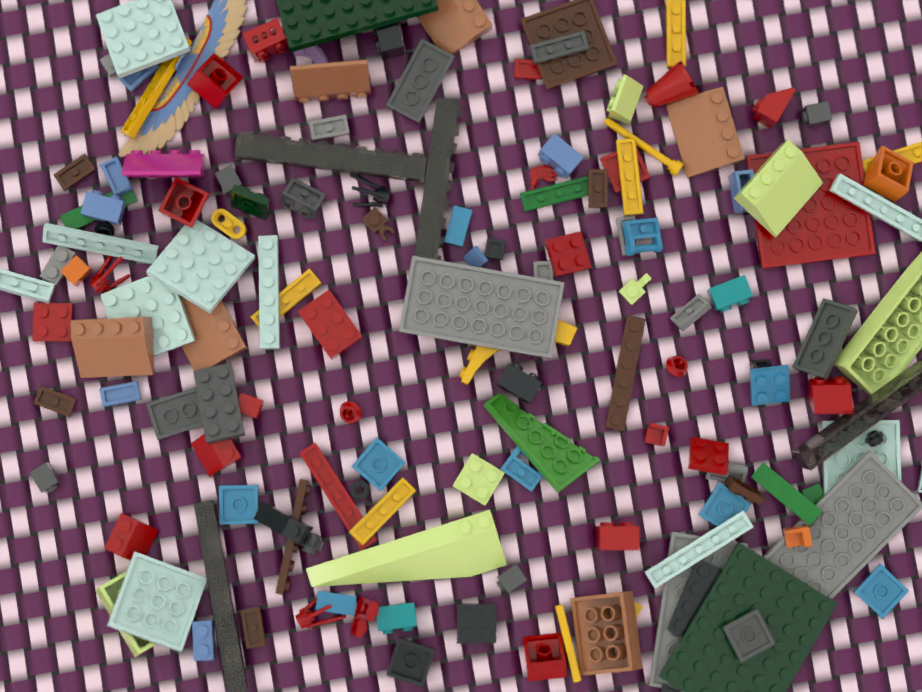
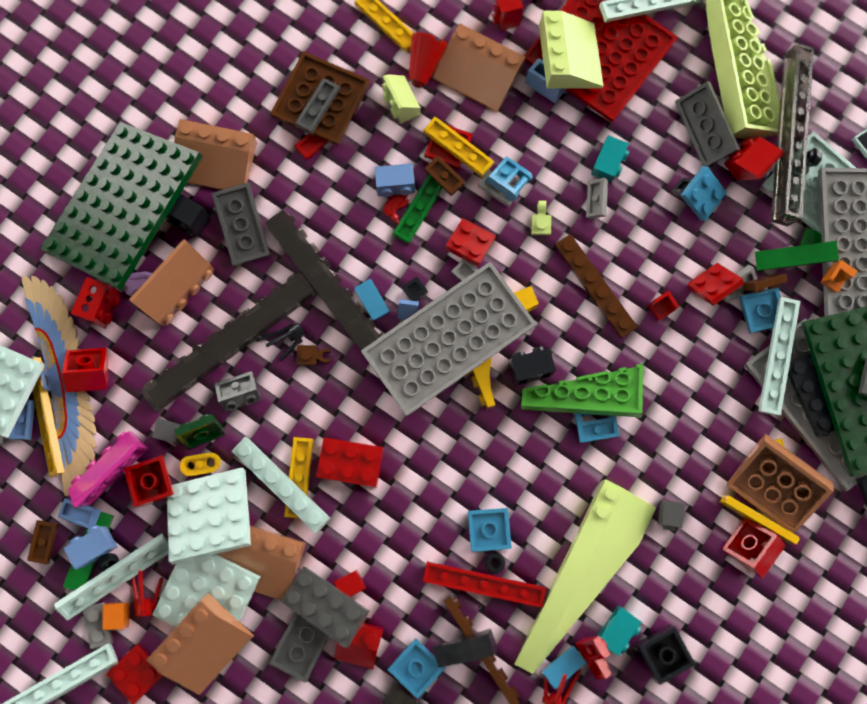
camera: 40 degrees left, 5 degrees down
(120, 394) = (242, 675): medium blue tile -> none
(313, 544) = (502, 640): dark grey gear -> none
(329, 127) = (207, 321): light grey plate -> none
(350, 412) = (430, 512): red hat -> none
(382, 511) = (528, 562): yellow tile -> none
(476, 623) = (681, 574): black brick -> none
(478, 479) = (572, 466): yellowish green plate -> none
(620, 537) = (717, 405): red brick -> none
(674, 166) = (481, 112): yellow piece -> none
(677, 366) = (626, 244): red hat -> none

